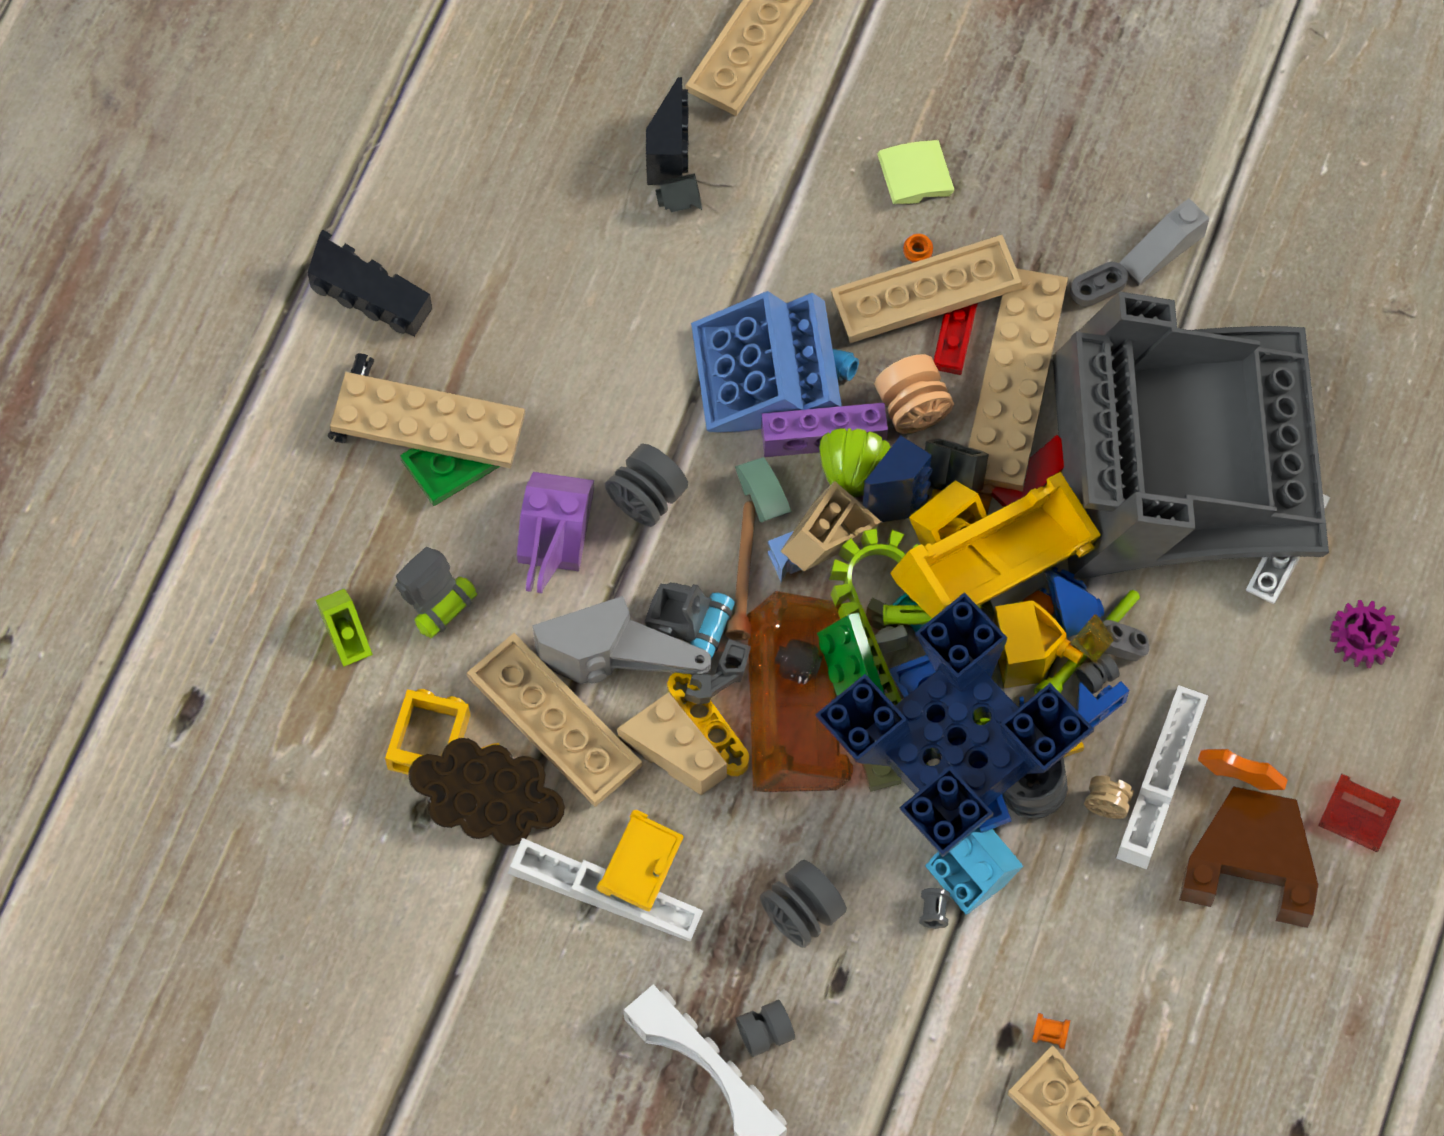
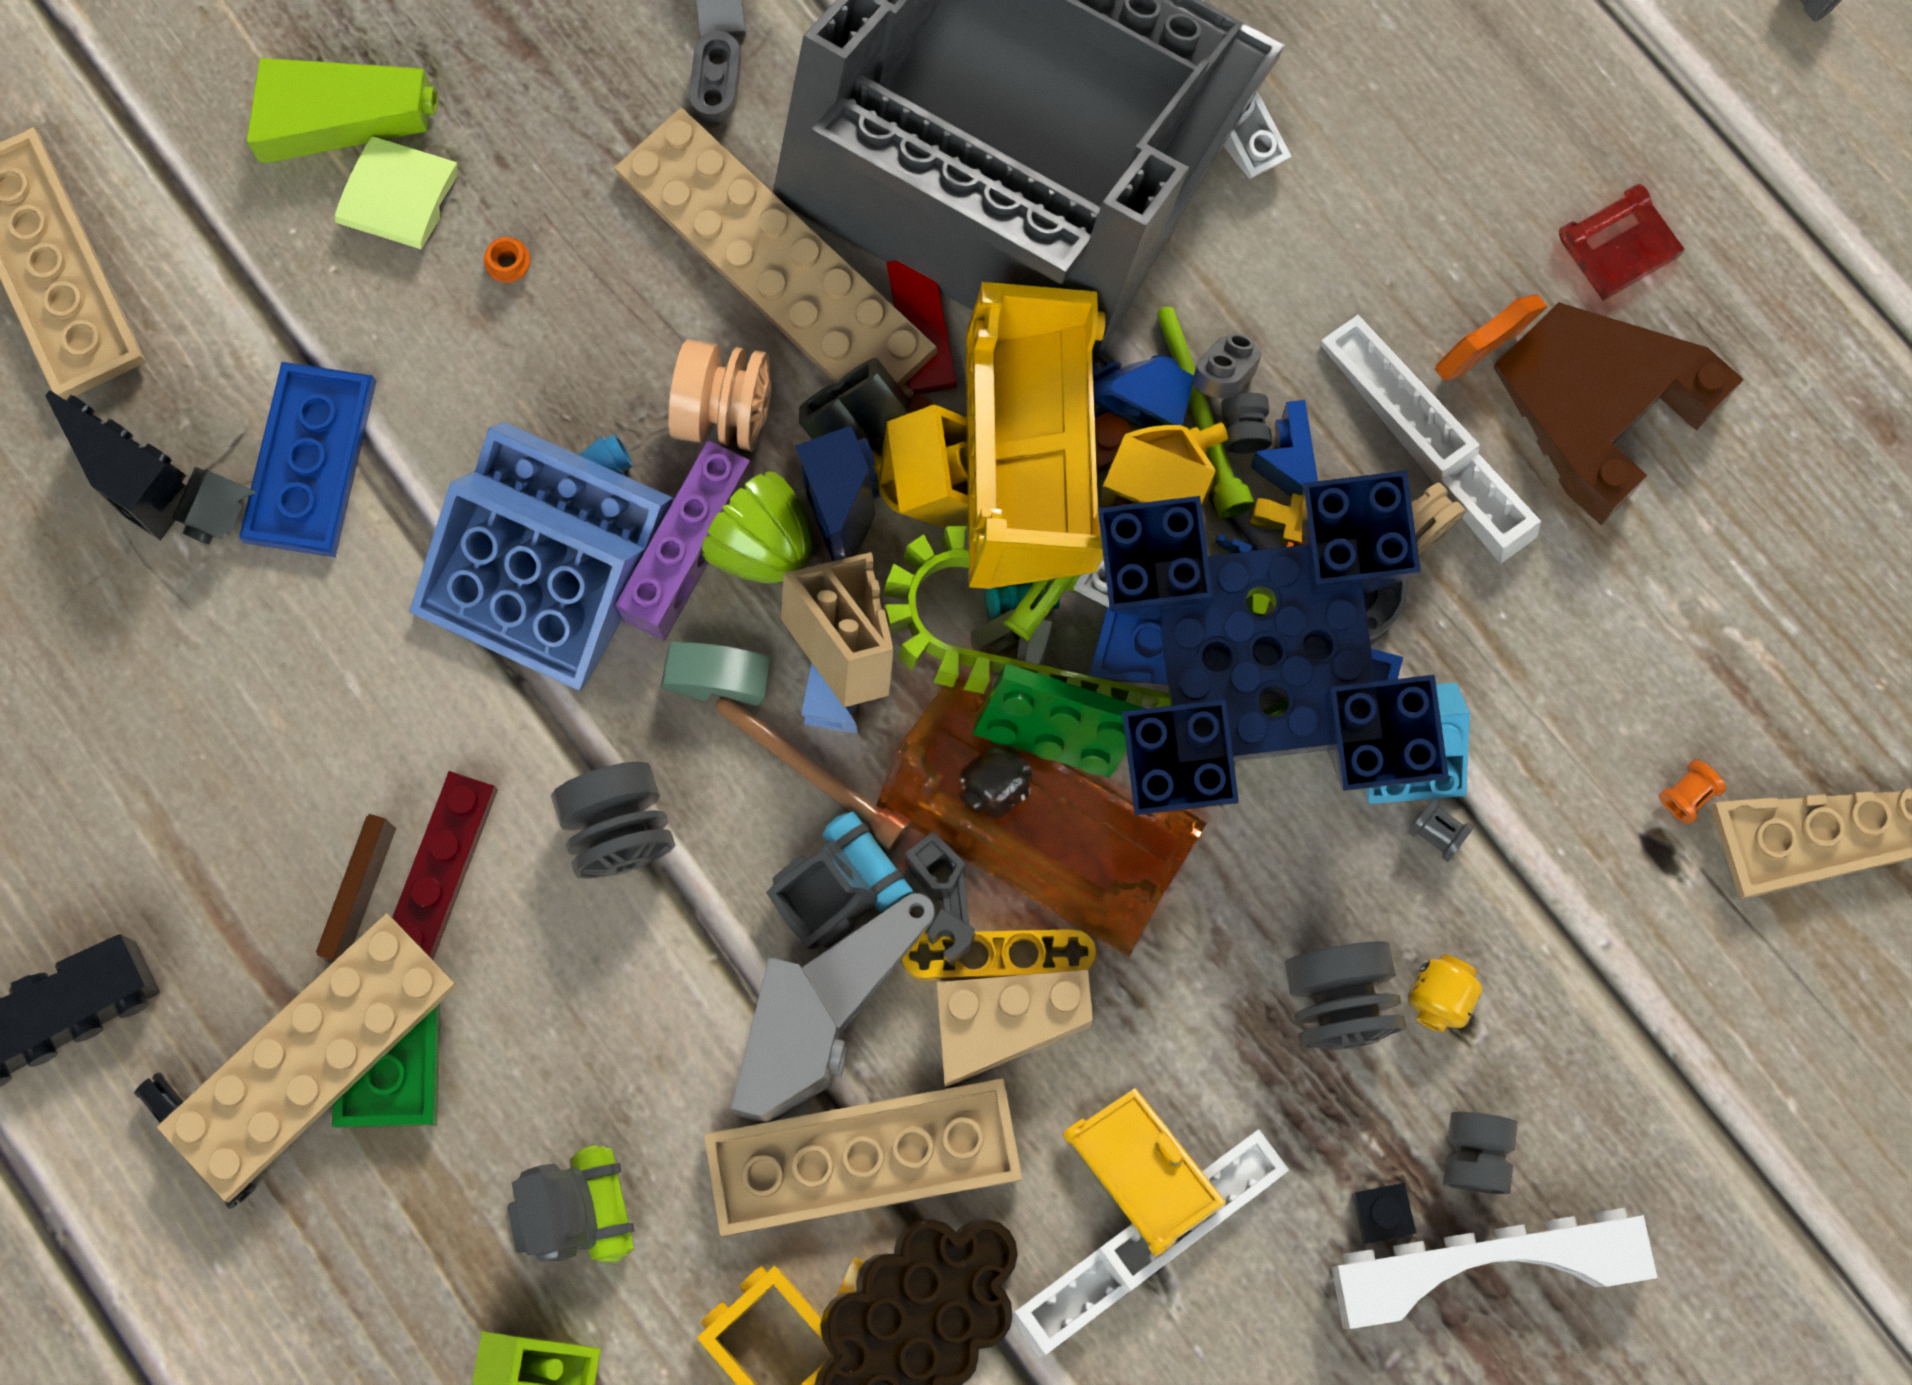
camera: 55 degrees left, 10 degrees up
(531, 389) = (356, 888): none -> reddish brown tile
(553, 525) = (582, 980): medium lavender slope -> none
(572, 423) = (443, 859): none -> dark red plate
(700, 1002) = (1384, 1213): none -> black plate
(739, 224) = (308, 459): none -> blue tile
(843, 962) = (1445, 993): none -> yellow head
(926, 288) = (576, 286): tan plate -> none
(940, 110) = (334, 106): none -> lime slope
(954, 339) = (654, 288): red tile -> none
(1093, 639) = (1213, 396): clear yellow slope -> none
(1373, 625) = (1420, 78): magenta gear -> none

